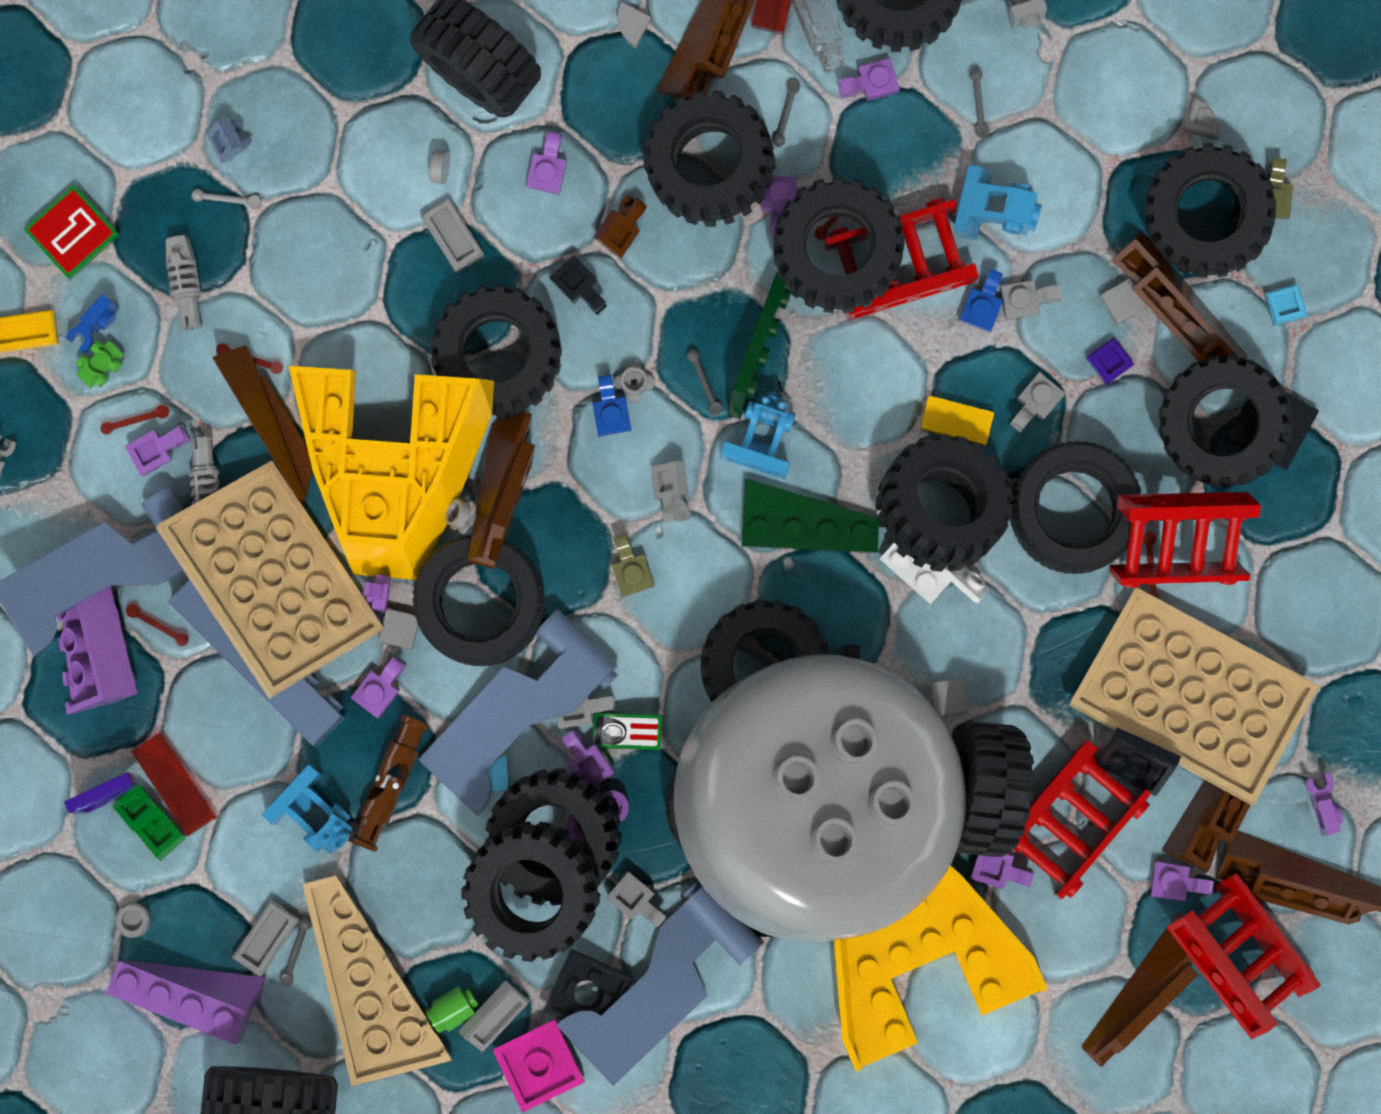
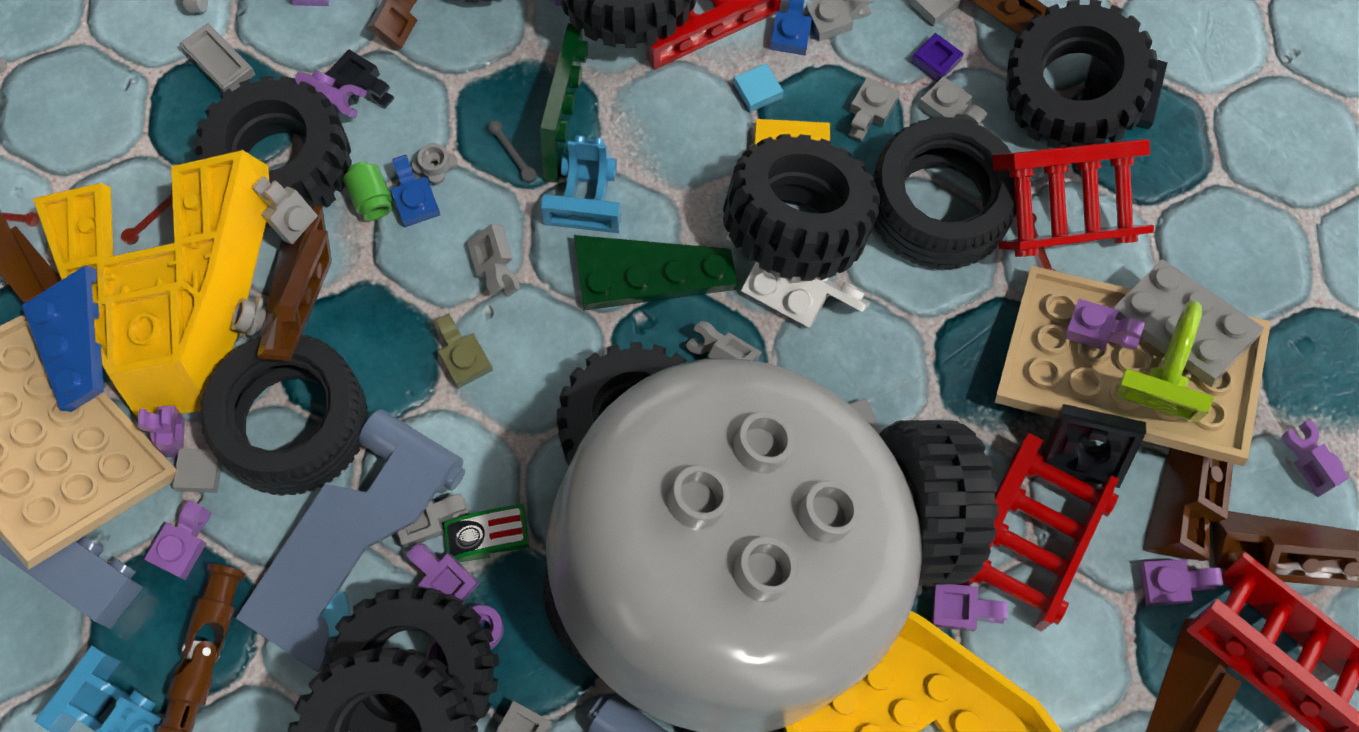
camera: 20 degrees left, 15 degrees down
(308, 501) = (65, 338): none -> blue wing
(361, 399) = (130, 235): none -> clear red hinge
(504, 423) = (286, 209): none -> light grey plate
(552, 299) = (338, 97): none -> medium lavender plate
(572, 400) = (368, 191): none -> bright green brick
(856, 613) = (720, 345): none -> light grey plate
(938, 361) = (758, 87): none -> medium azure tile
(1107, 412) = (949, 100): none -> light grey plate
(1171, 658) = (1097, 325): none -> medium lavender plate
(1199, 736) = (1166, 387): none -> lime tile
(1247, 672) = (1222, 332): none -> light grey plate

